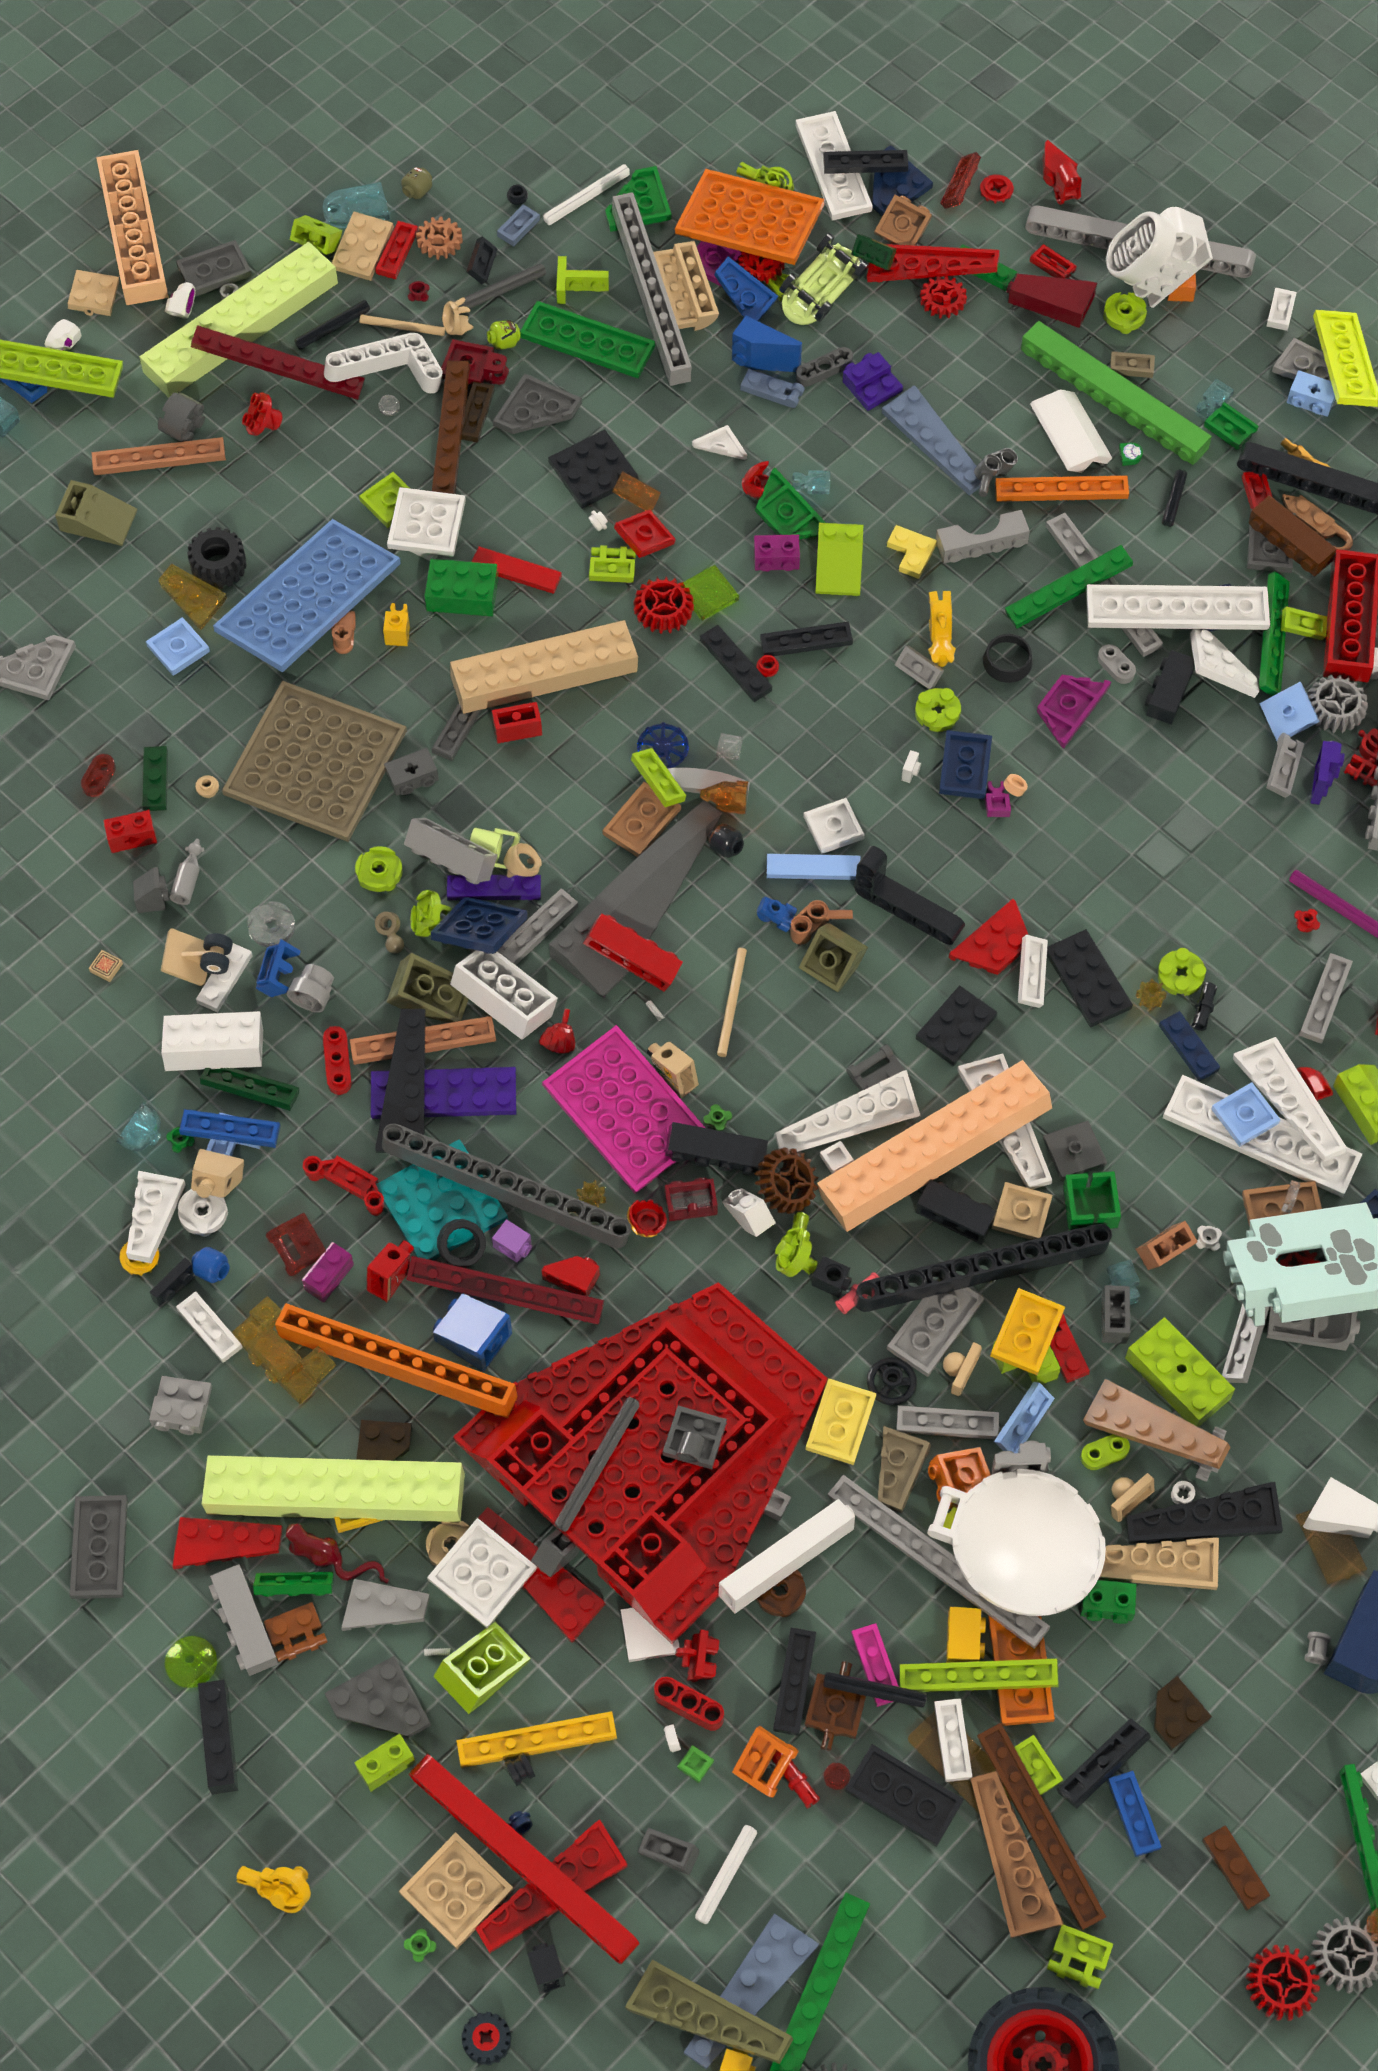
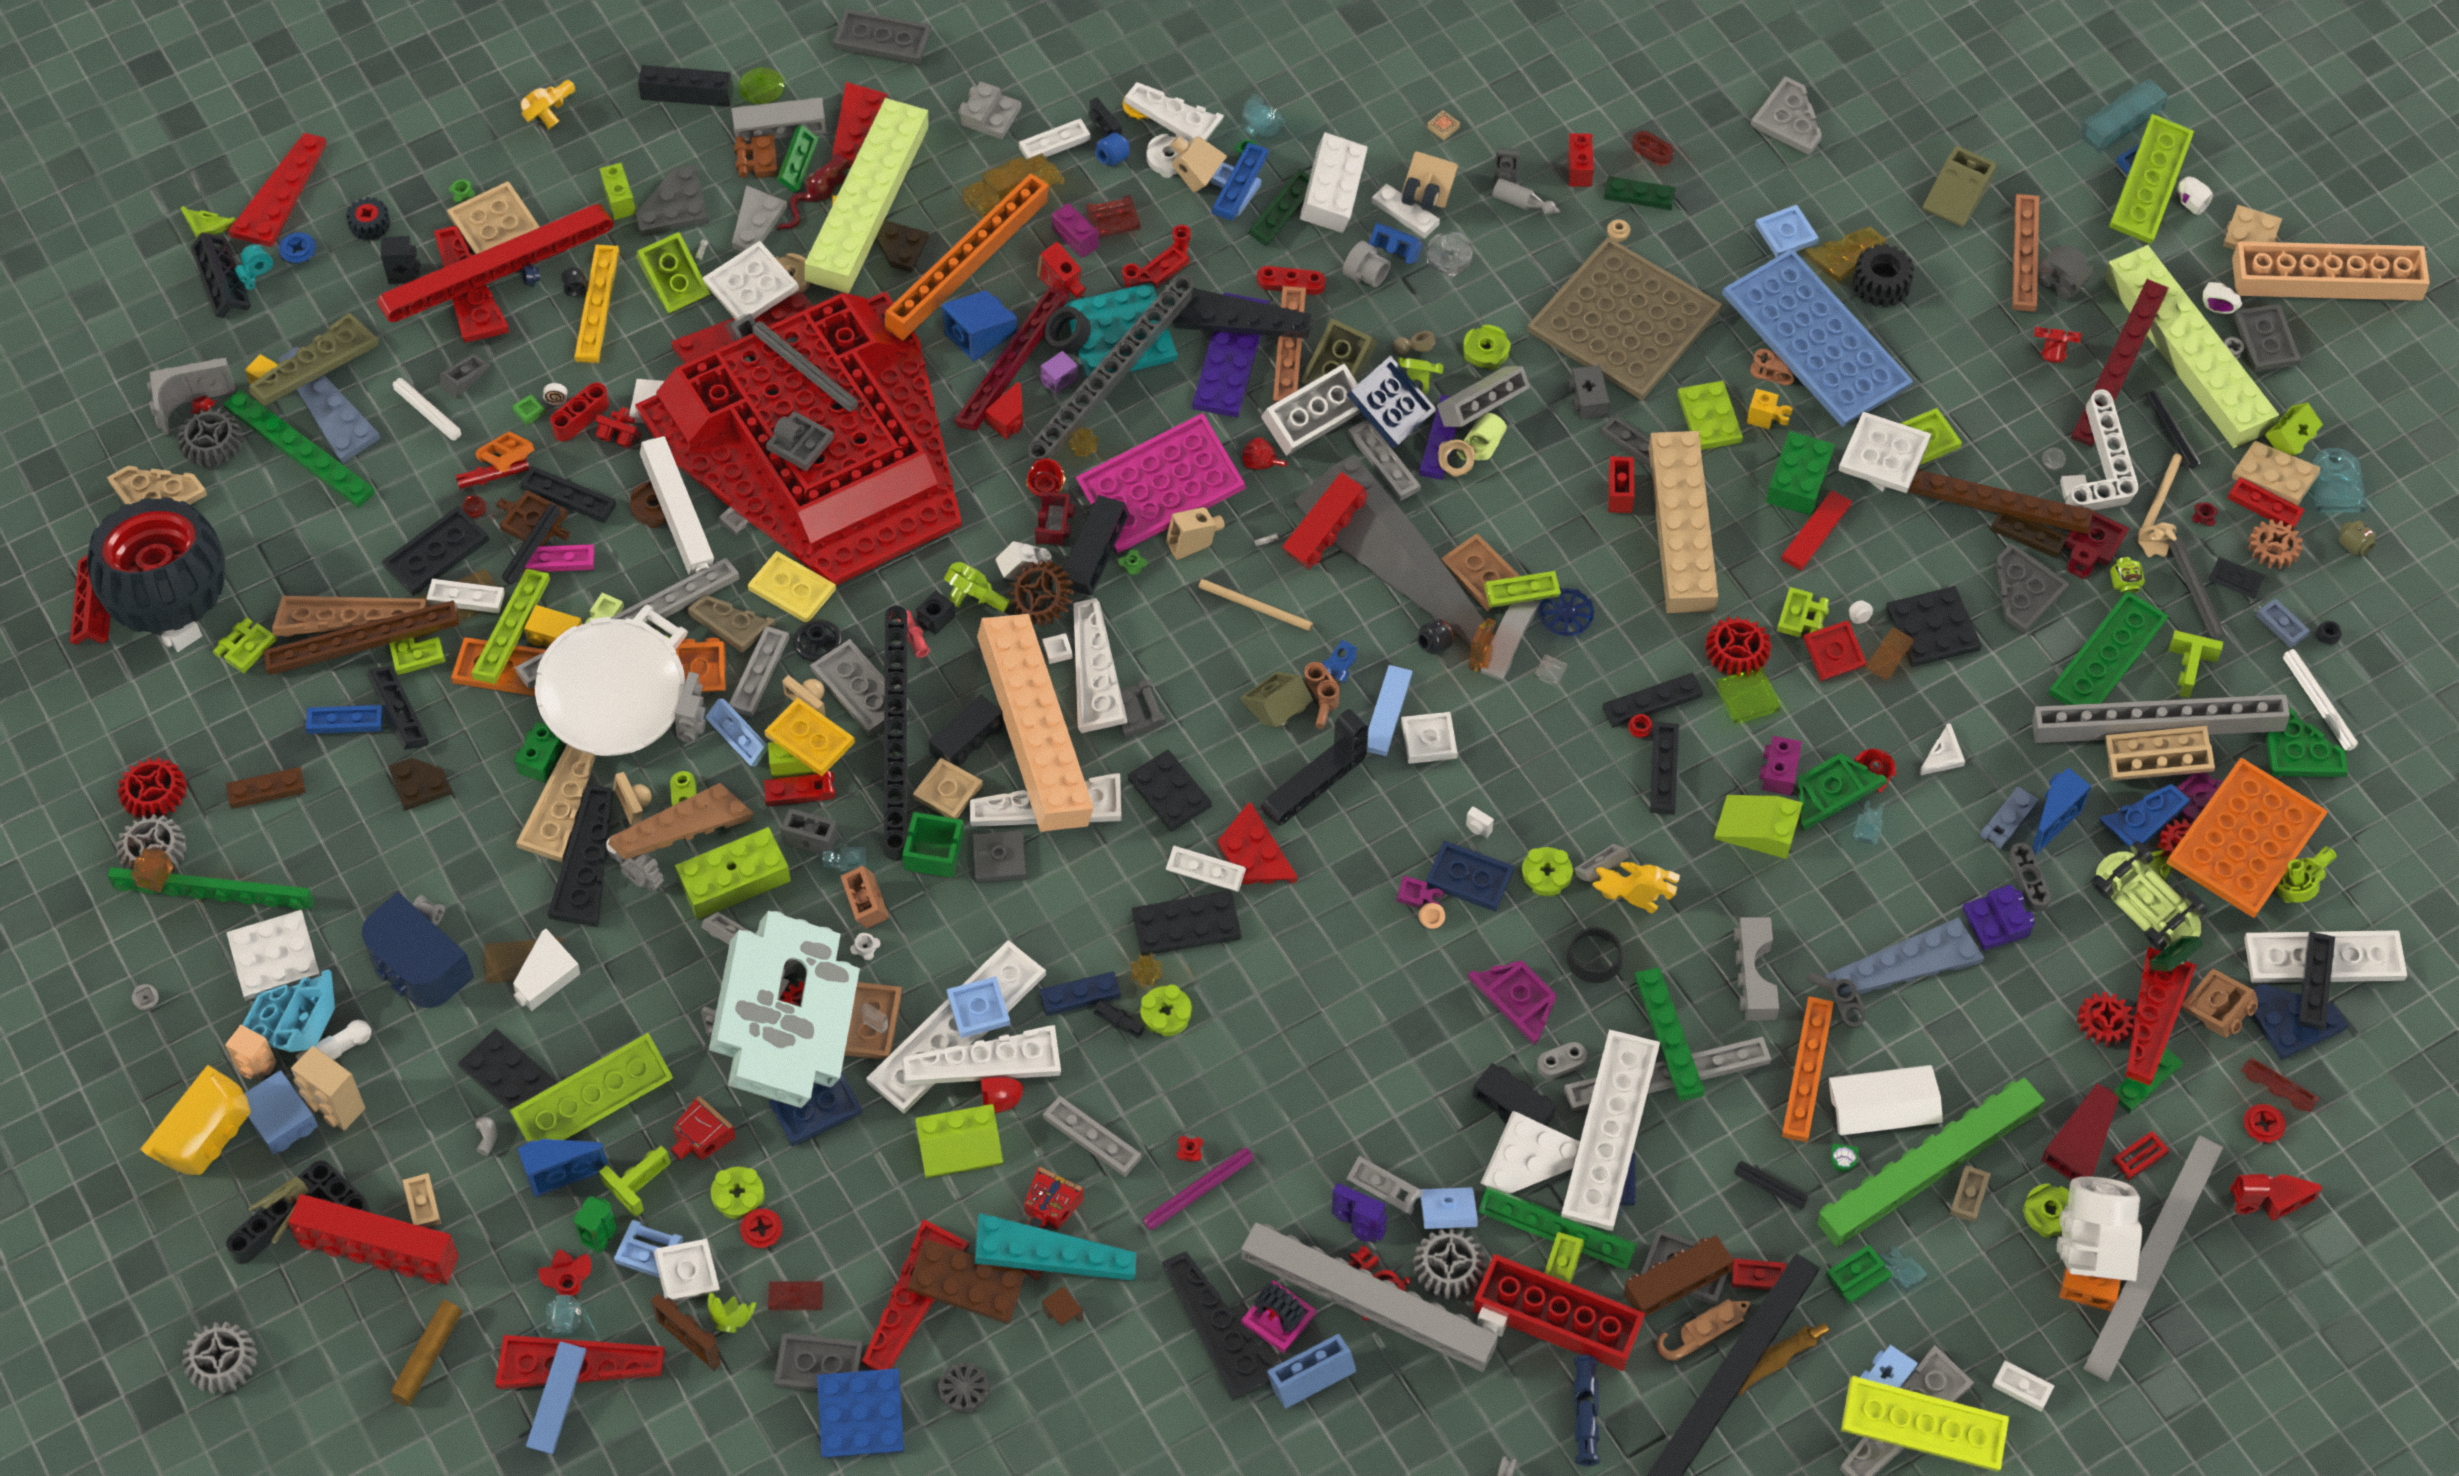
camera: 105 degrees right, 5 degrees down
(409, 674) = (1711, 413): none -> lime plate
(413, 389) = (2070, 482): none -> white tile
(916, 549) = (1762, 904): light yellow plate -> none
(924, 1593) = (605, 607): none -> yellowish green plate

